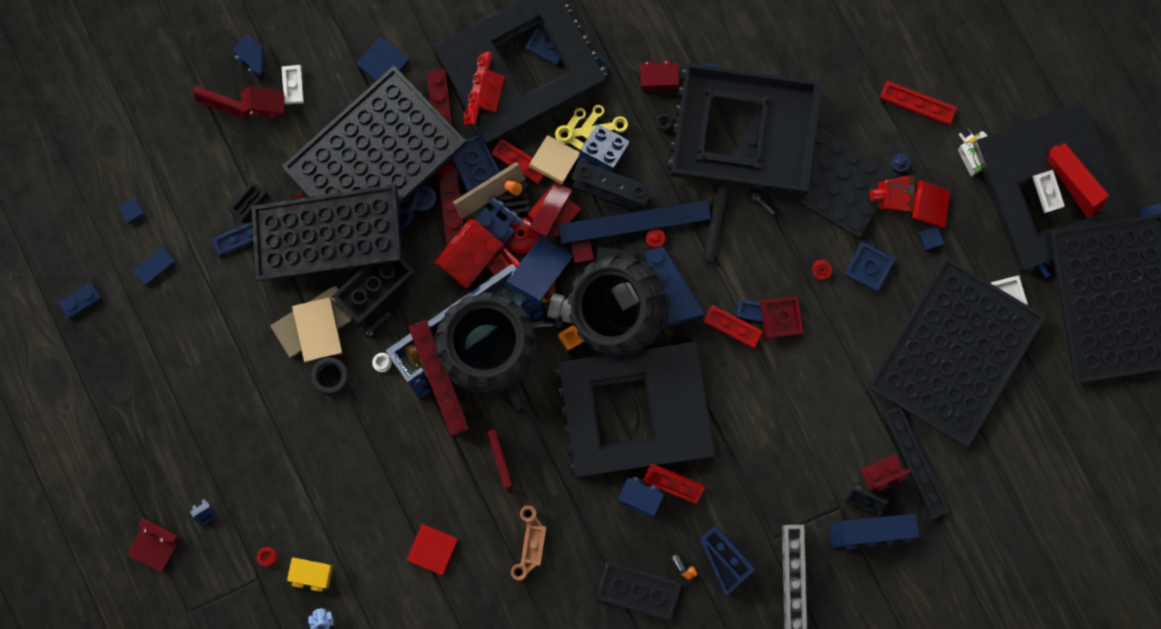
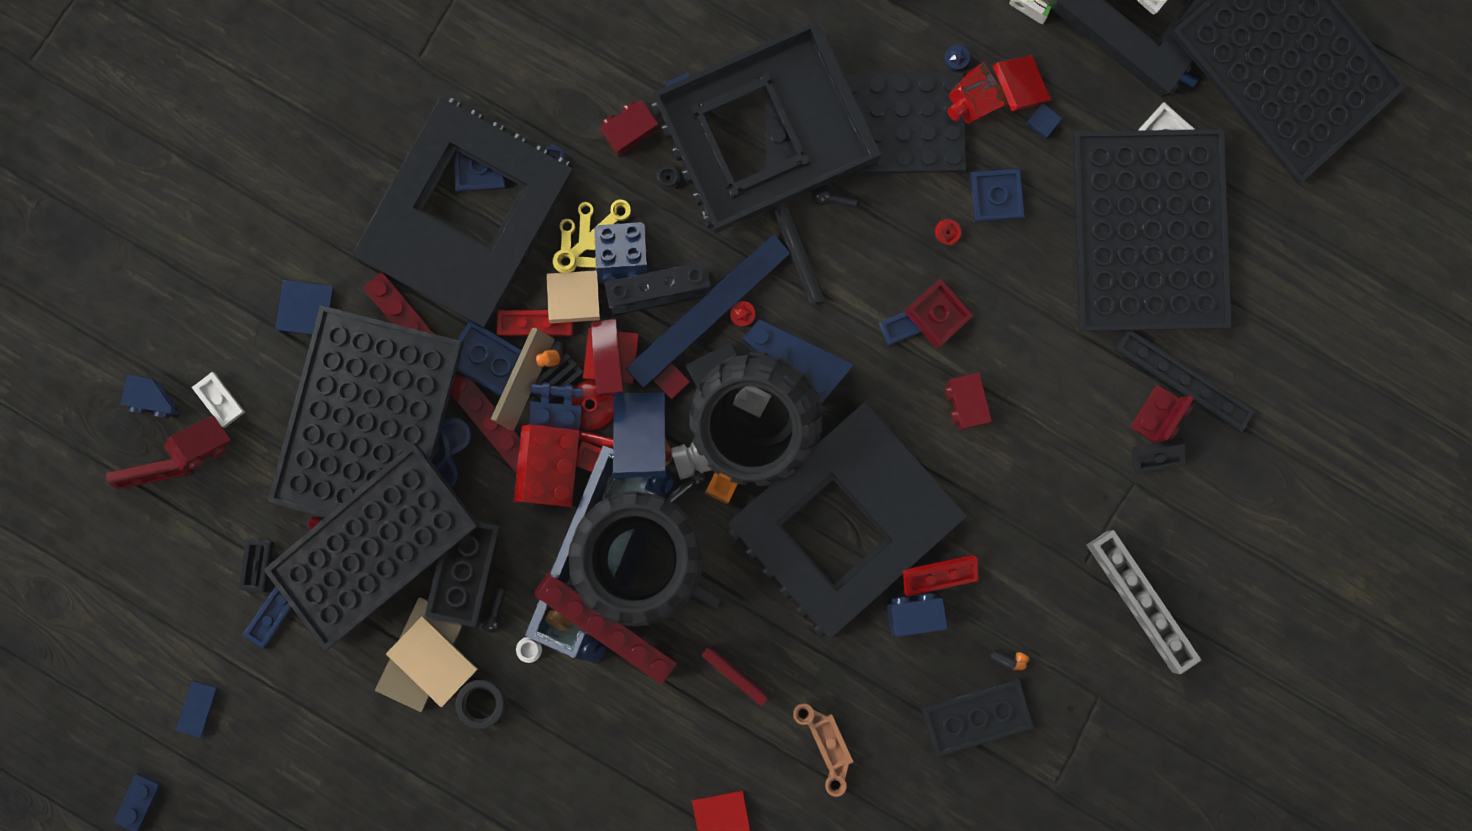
camera: 40 degrees left, 5 degrees up
(131, 210) = (127, 661): dark blue tile -> none
(485, 90) = (444, 267): red bracket -> none
(726, 559) = (1053, 621): dark blue wedge -> none
(733, 327) = (891, 358): red tile -> none
(764, 385) = (967, 401): none -> dark red brick
(874, 530) = (1190, 486): dark blue wedge -> none

